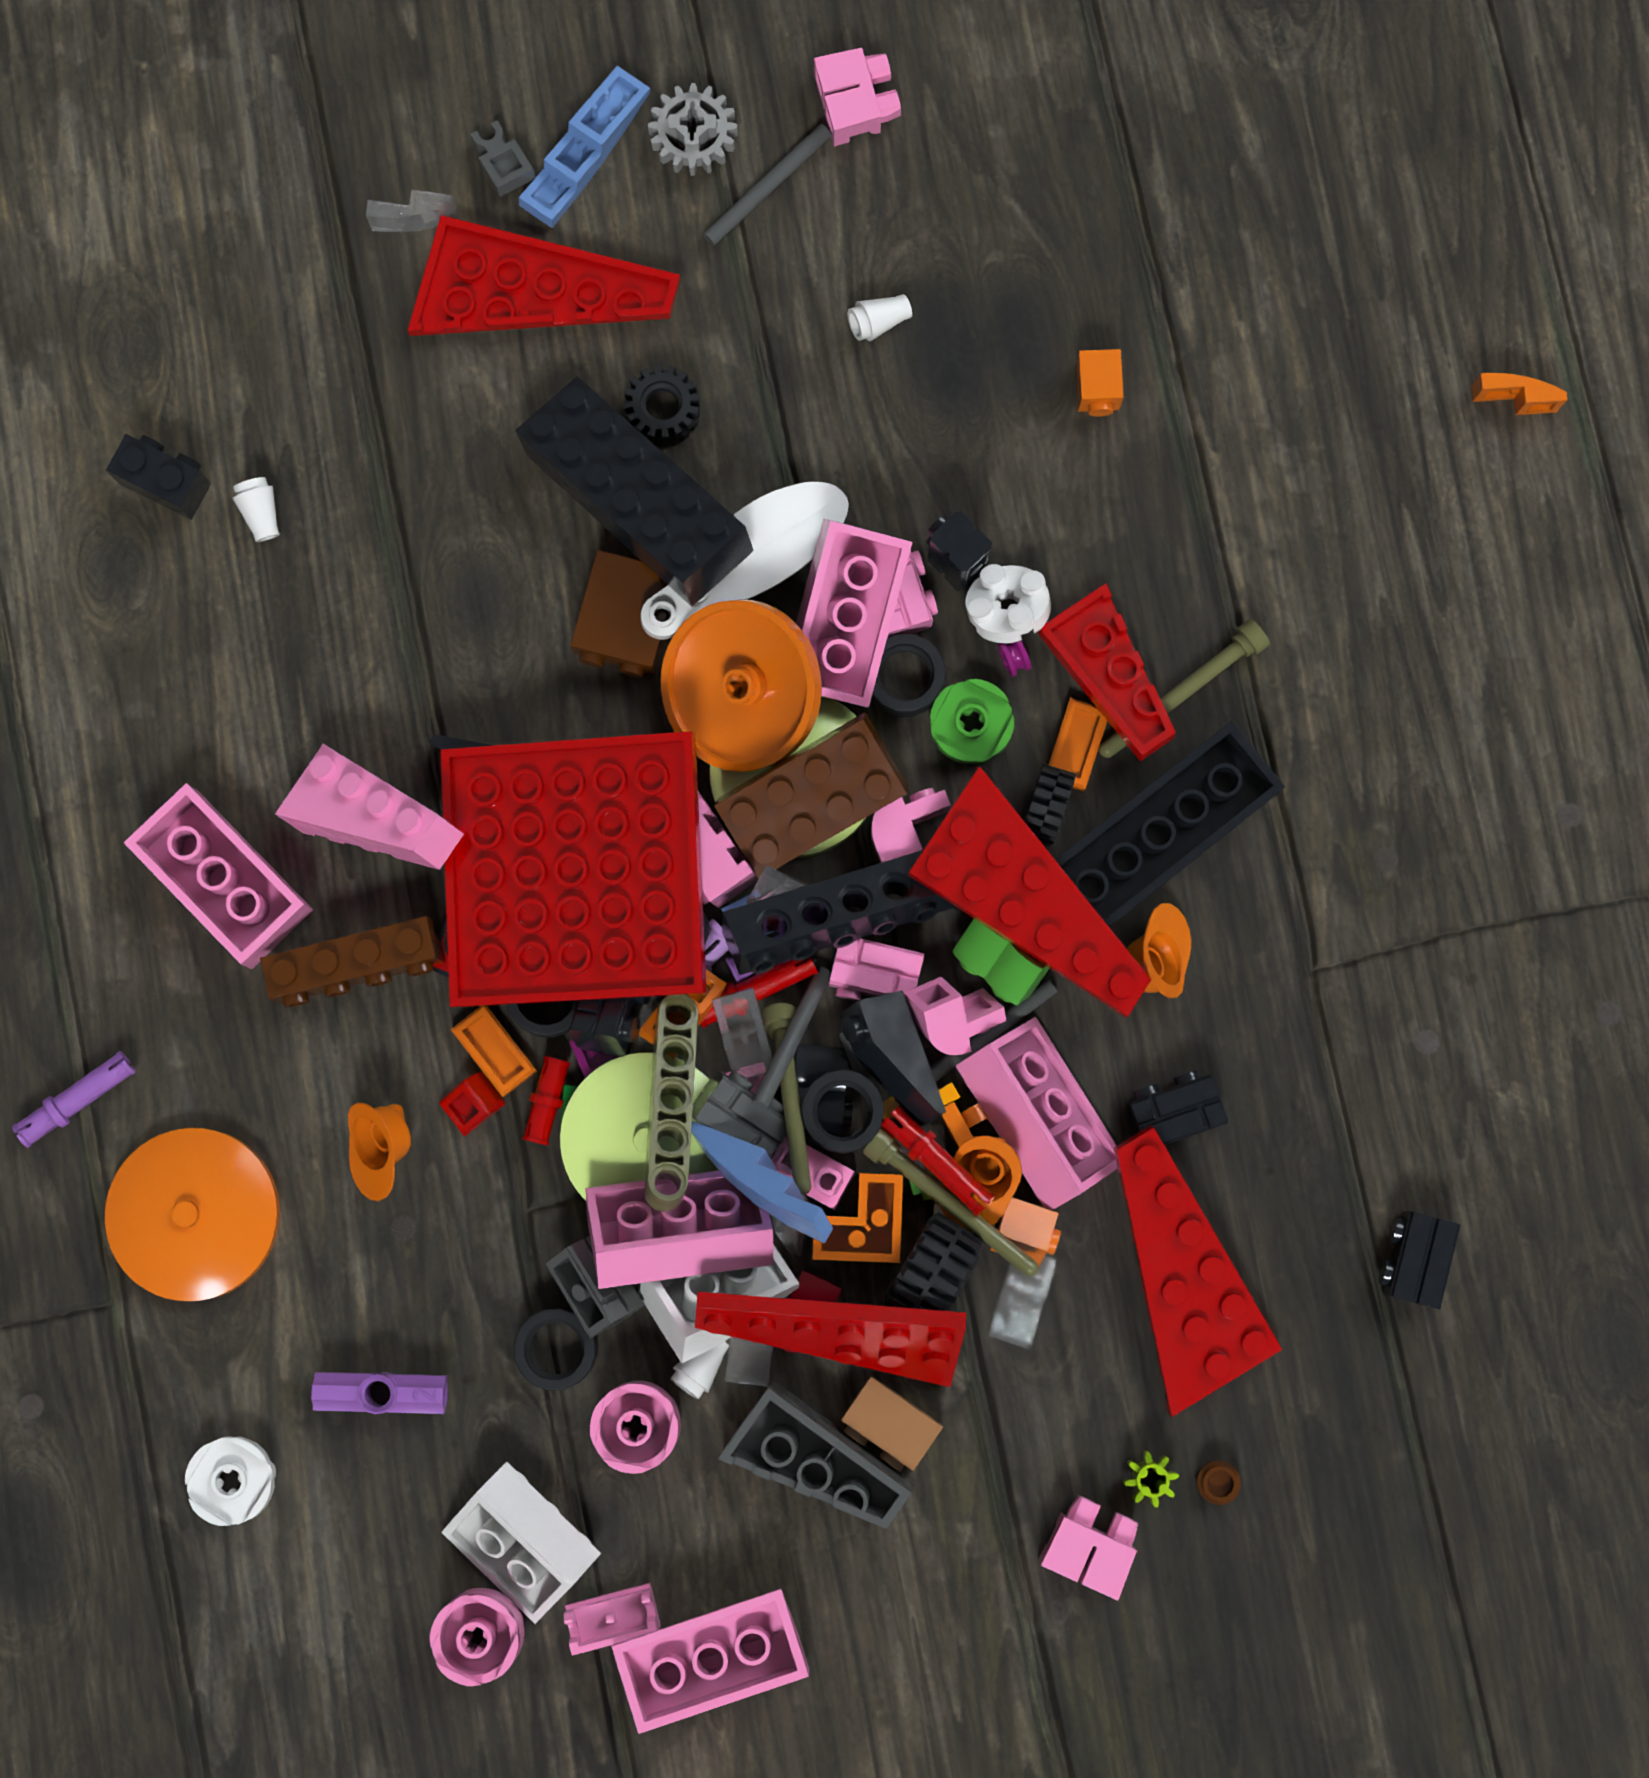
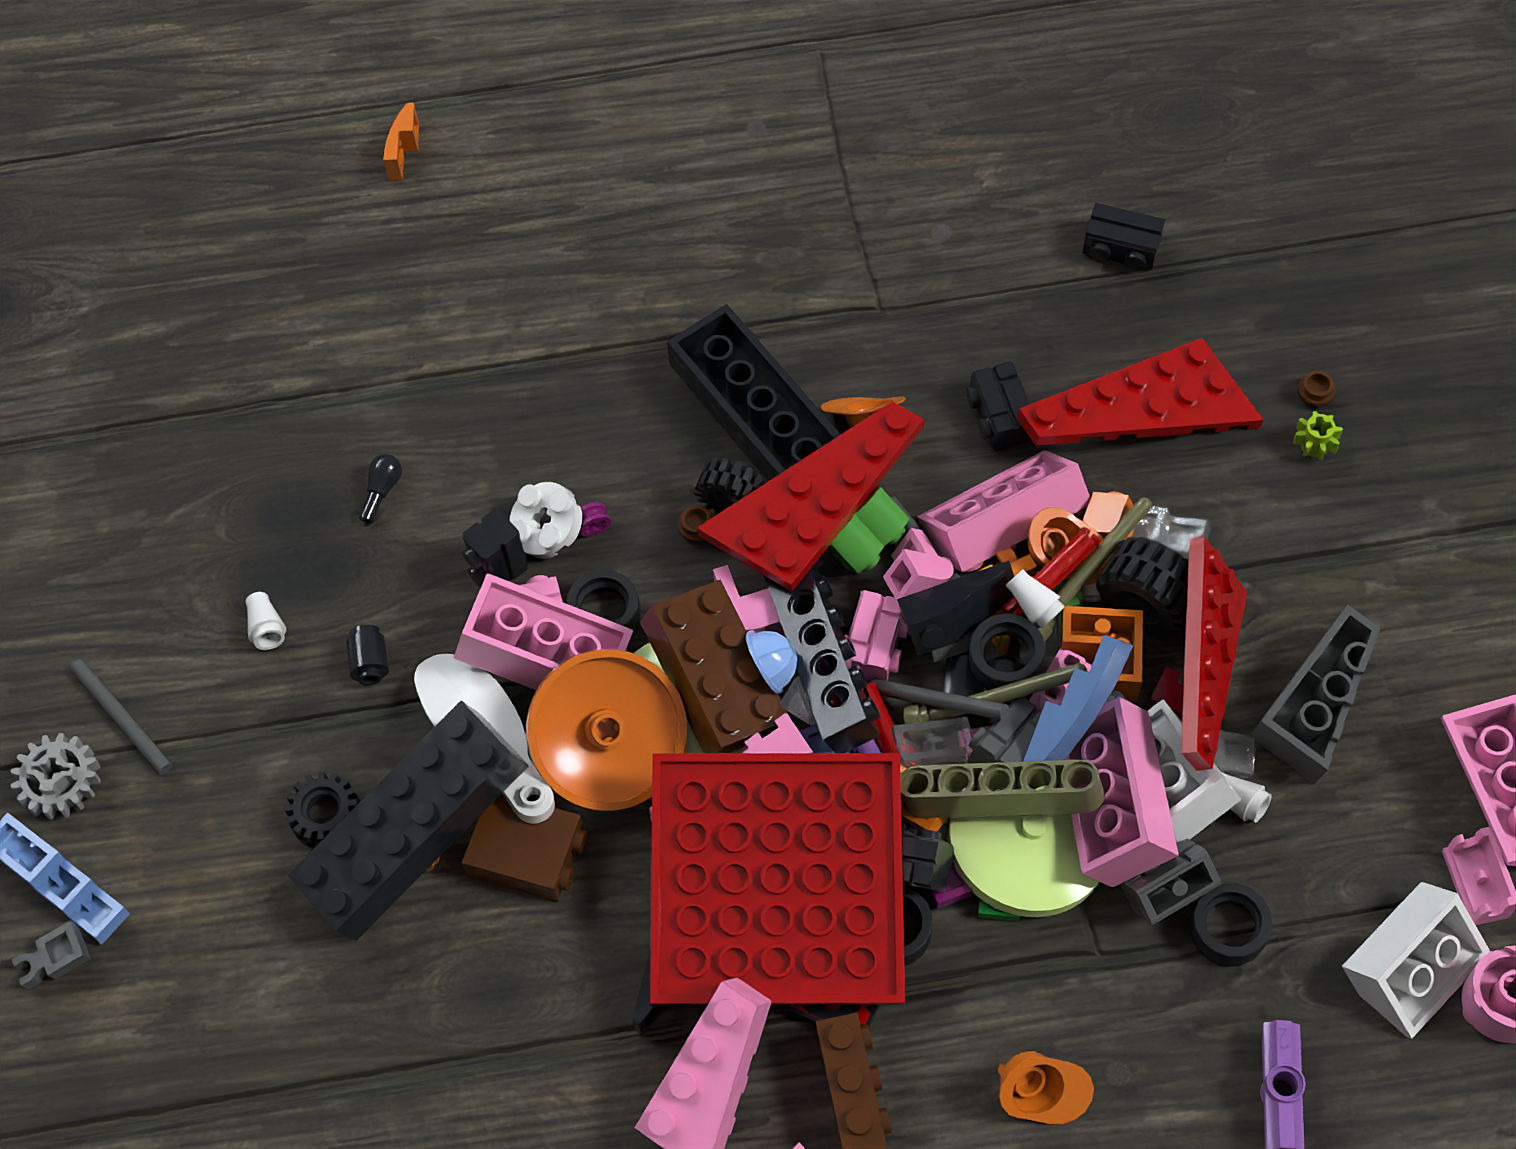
camera: 85 degrees left, 20 degrees down
(420, 214) = (93, 1032): clear slope -> none
(472, 1103) = (996, 1003): red slope -> none
(494, 1050) = (944, 980): orange tile -> none
(510, 281) = (179, 951): red wing -> none
(546, 1100) = (993, 929): red pin -> none
(614, 1440) = (1306, 868): bright pink brick -> none
(820, 852) = (773, 657): none -> light blue piece
(839, 429) = (367, 654): none -> black brick
(848, 93) = (47, 636): bright pink hips -> none
(891, 1424) = (1282, 636): medium nougat brick -> none
(897, 1141) = (1035, 599): none -> white cone
(948, 729) = (654, 575): bright green plate -> none
(1014, 771) = (691, 519): none -> reddish brown plate
(1063, 422) = (382, 476): none -> black piece
(1073, 1541) = (1387, 482): bright pink hips -> none
(1078, 741) = (668, 474): orange tile -> none
(1099, 381) = (350, 443): orange brick -> none
(1099, 656) = (602, 450): red wing -> none
(1248, 640) = (593, 341): olive piece -> none

